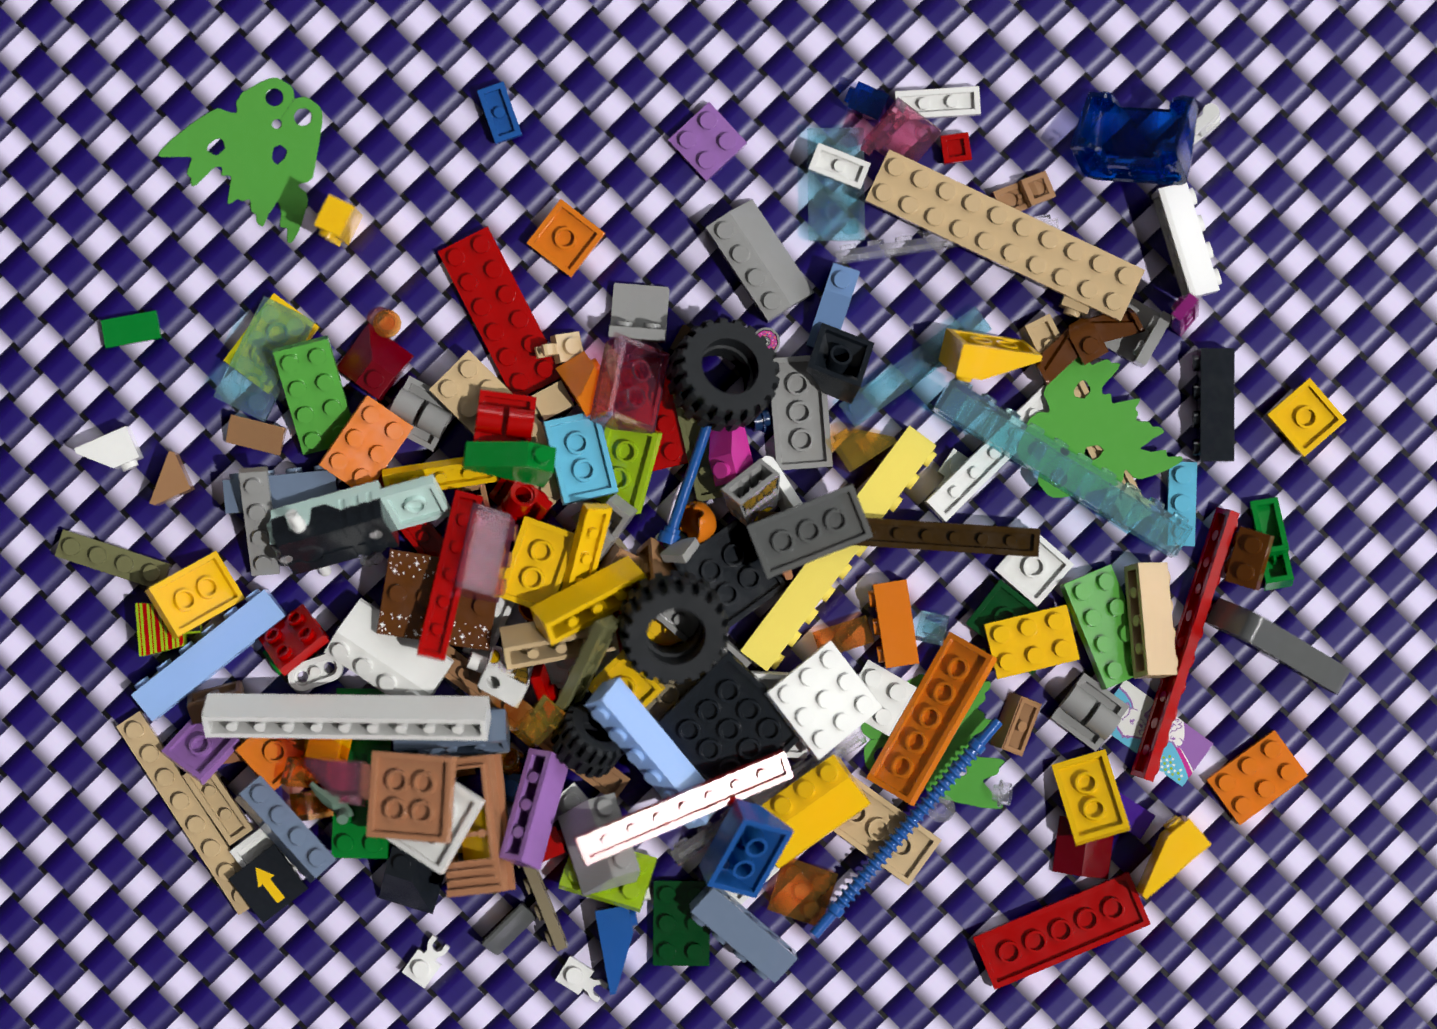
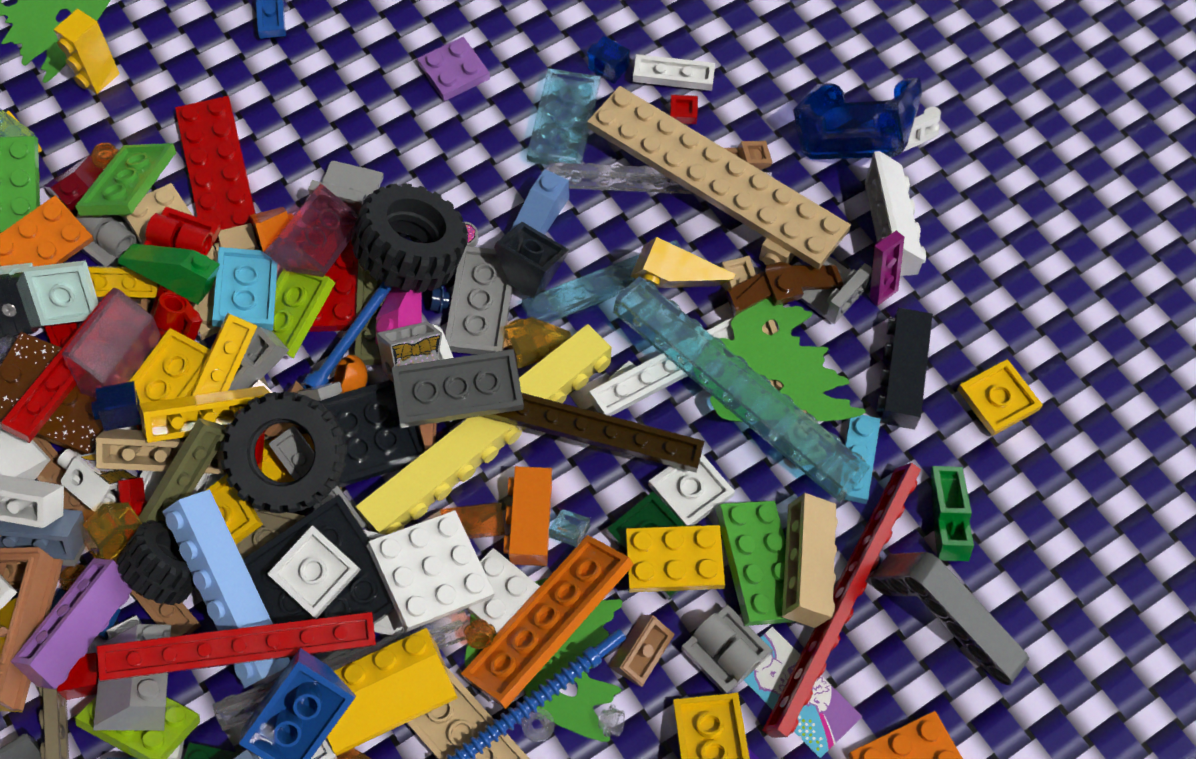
camera: 10 degrees right, 25 degrees down
(426, 357) = (126, 180): none -> bright green plate
(509, 610) = (117, 406): none -> clear blue brick
(562, 347) = (260, 200): tan plate -> none
(565, 238) = (298, 117): orange plate -> none
(726, 726) = (314, 571): none -> white plate
(759, 260) = (474, 166): light grey slope -> none
(839, 166) = (569, 96): white plate -> none
(875, 742) = (479, 634): none -> clear orange plate
(901, 131) = (634, 74): clear pink bracket -> none
(1248, 558) = (926, 515): reddish brown bracket -> none

